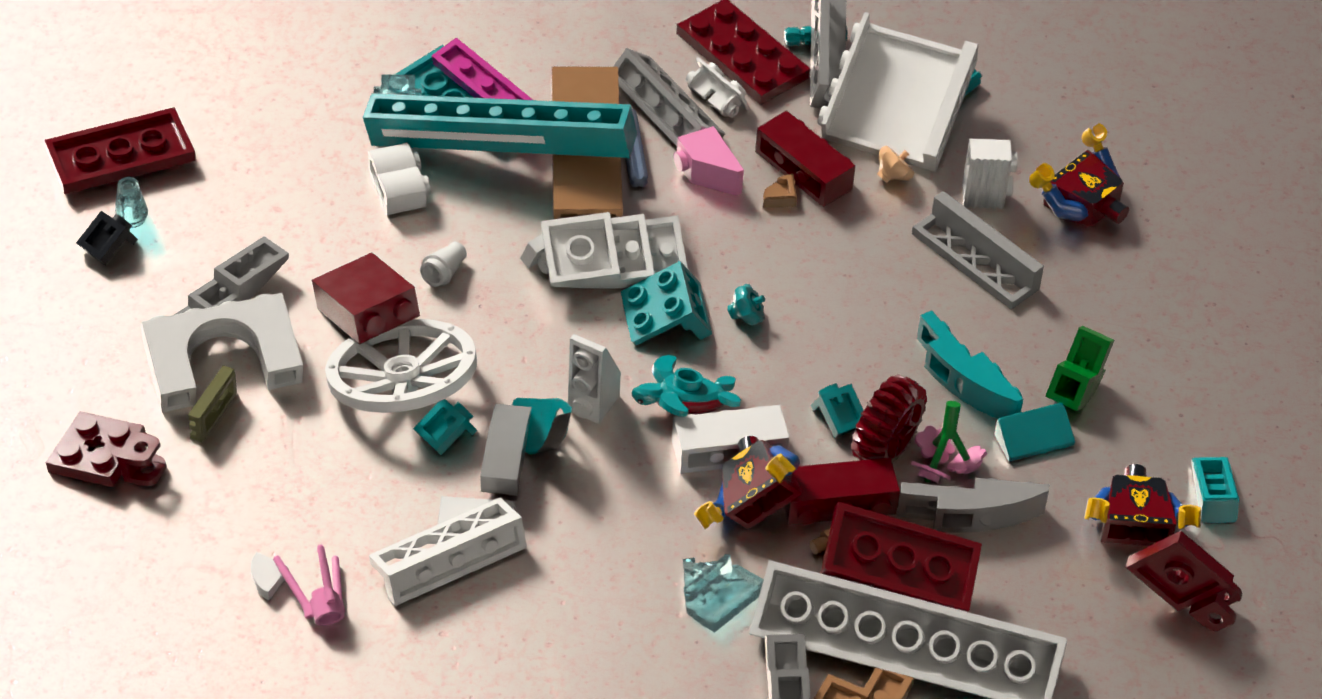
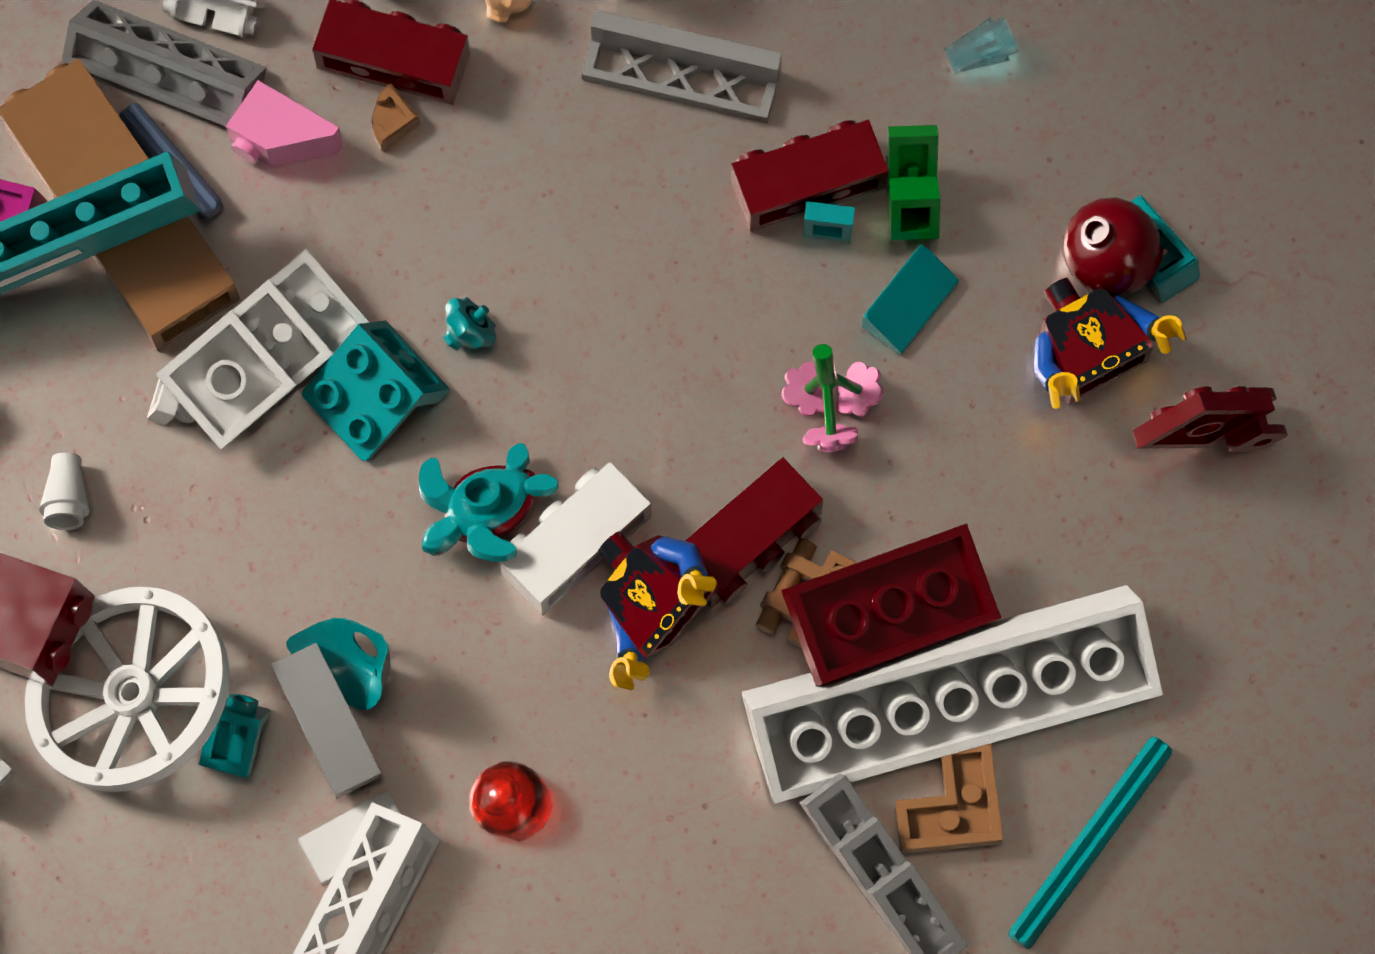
camera: 30 degrees left, 25 degrees up
(586, 548) = (510, 801): none -> clear red hair
(592, 379) = (372, 572): white slope -> none
(718, 590) = (696, 759): clear light blue slope -> none
(839, 407) = (672, 411): teal bracket -> none
(889, 419) = (750, 407): dark red gear -> none
(966, 376) = (797, 269): teal slope -> none
(986, 507) = (922, 443): light grey slope -> none
(1013, 365) = (828, 222): none -> teal tile
(1017, 338) = (807, 169): none -> dark red brick
(1177, 333) = (982, 46): none -> clear light blue cone
(1187, 463) = (1112, 246): none -> dark red cylinder

